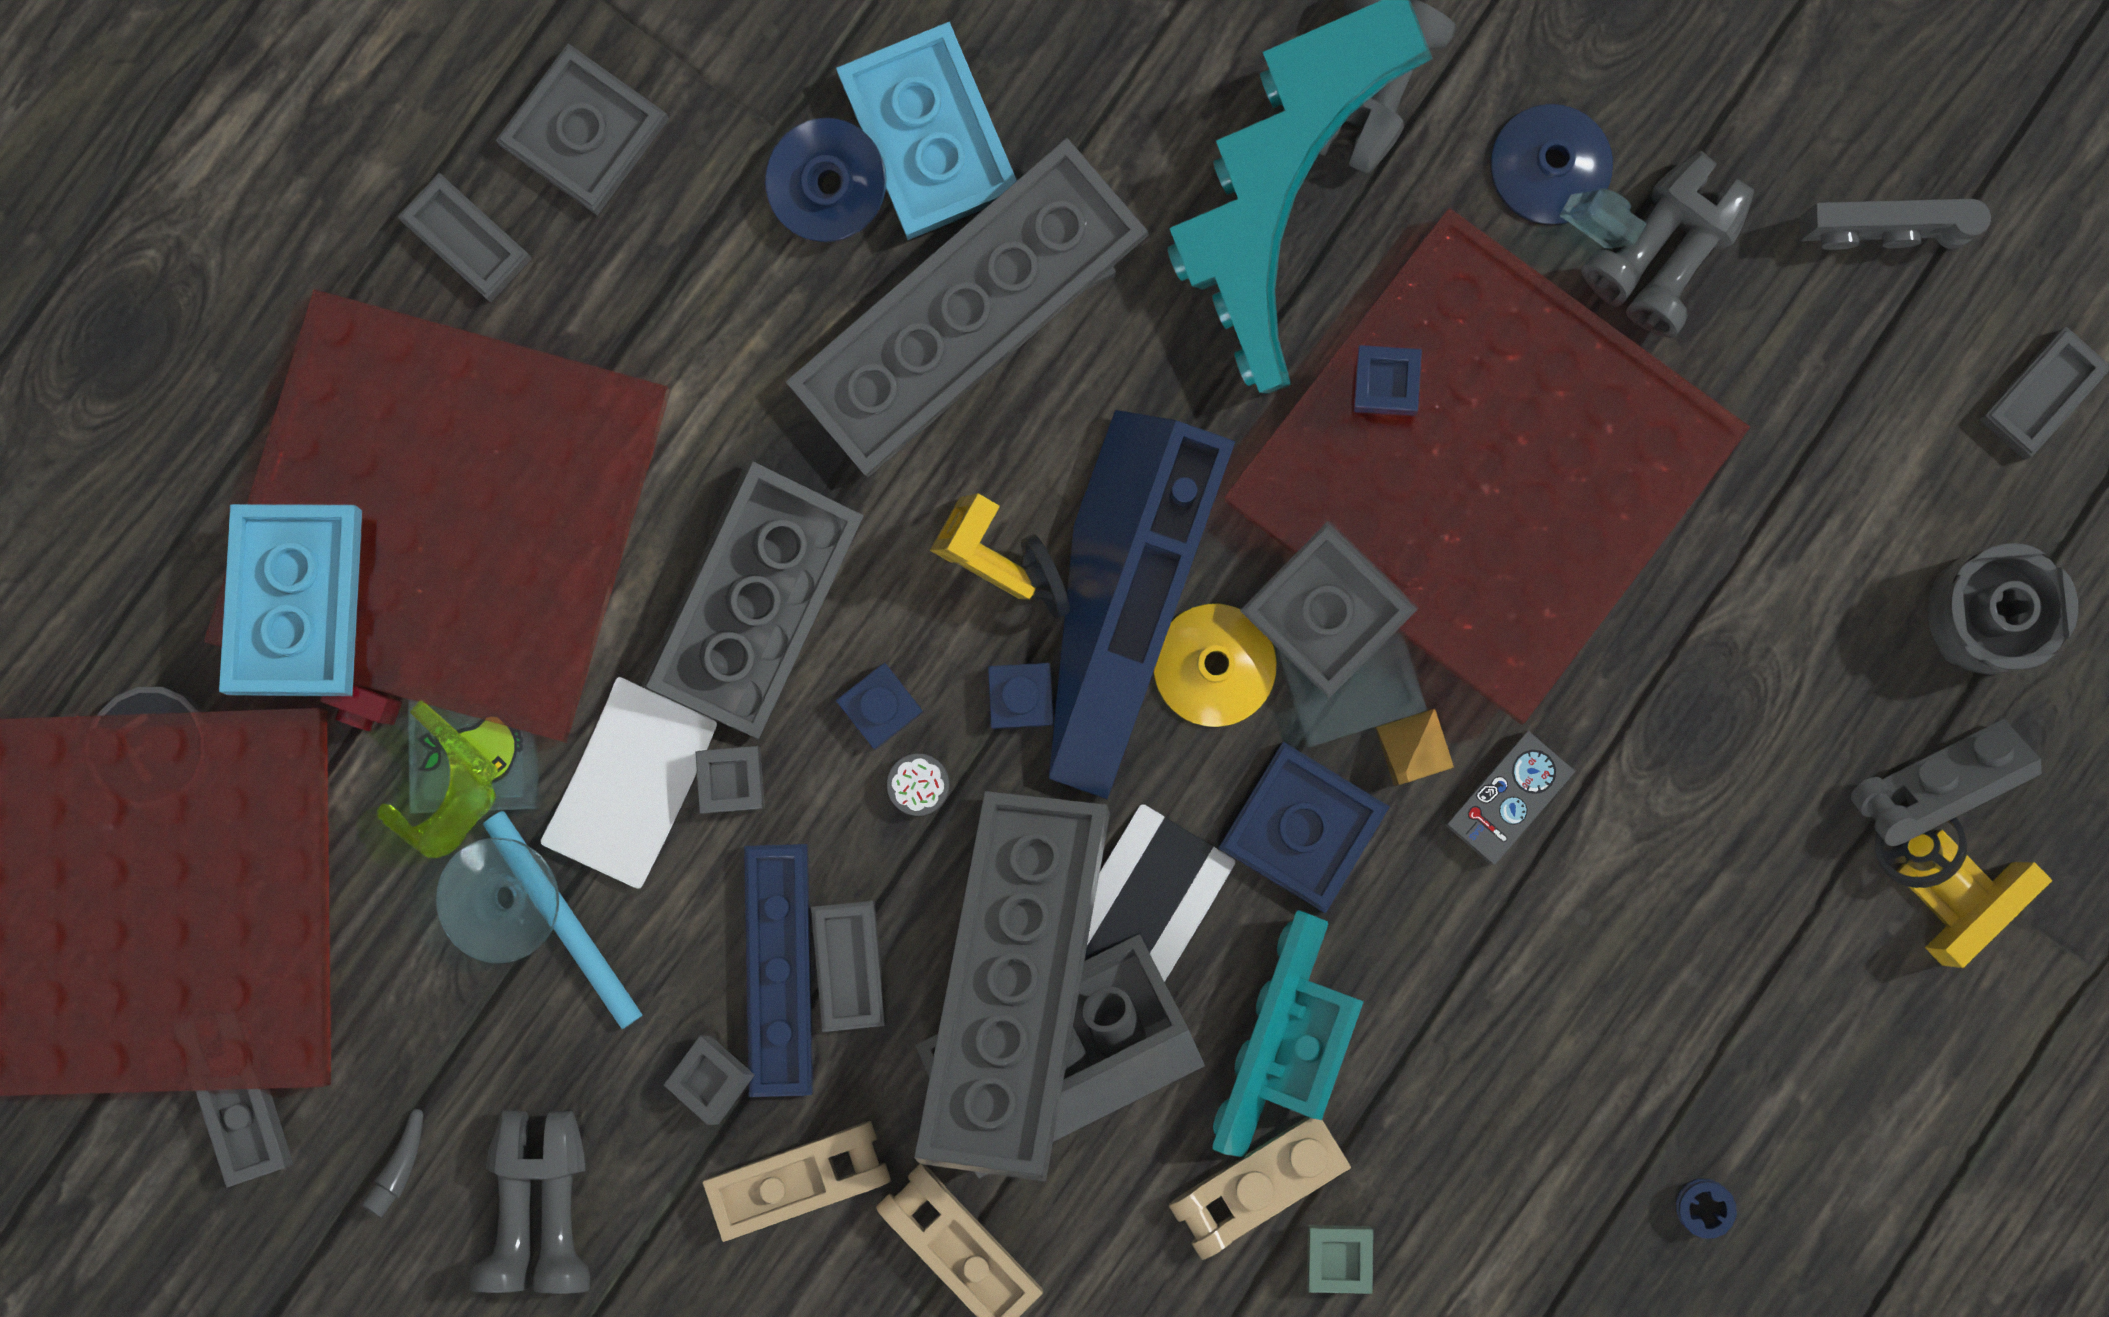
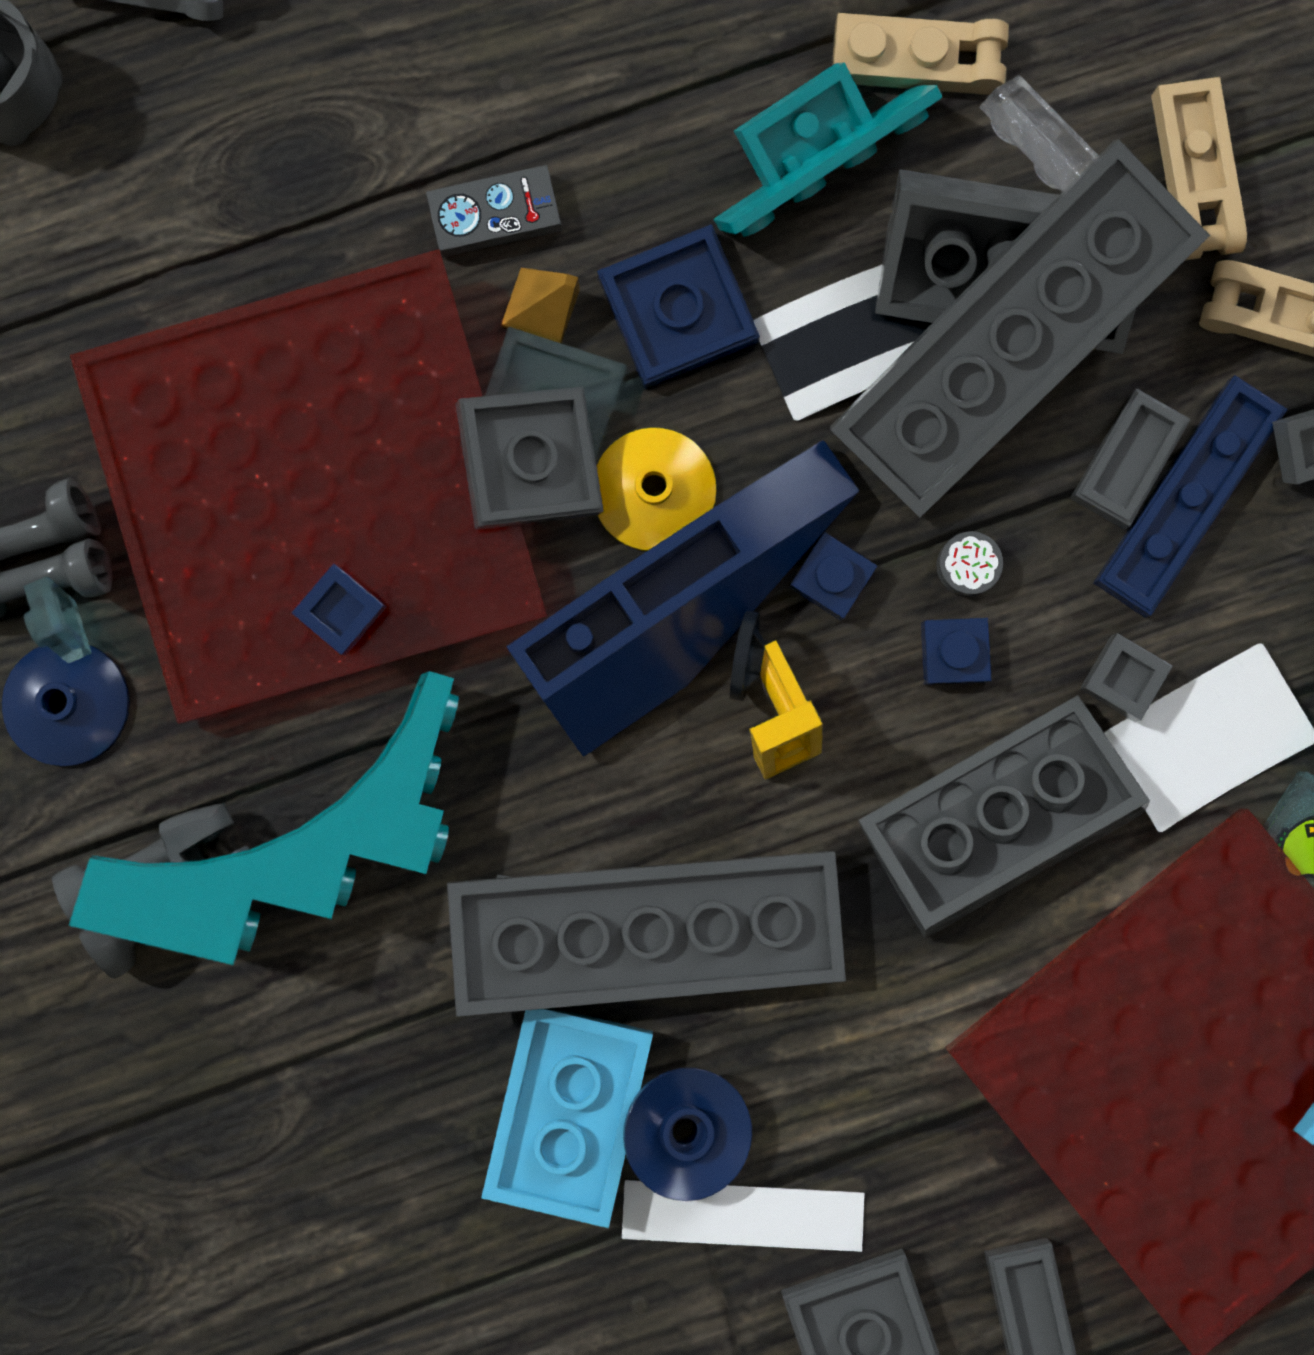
camera: 145 degrees left, 0 degrees up
(731, 154) = (748, 1217): none -> white sticker
(1109, 1182) = (1039, 132): none -> clear plate

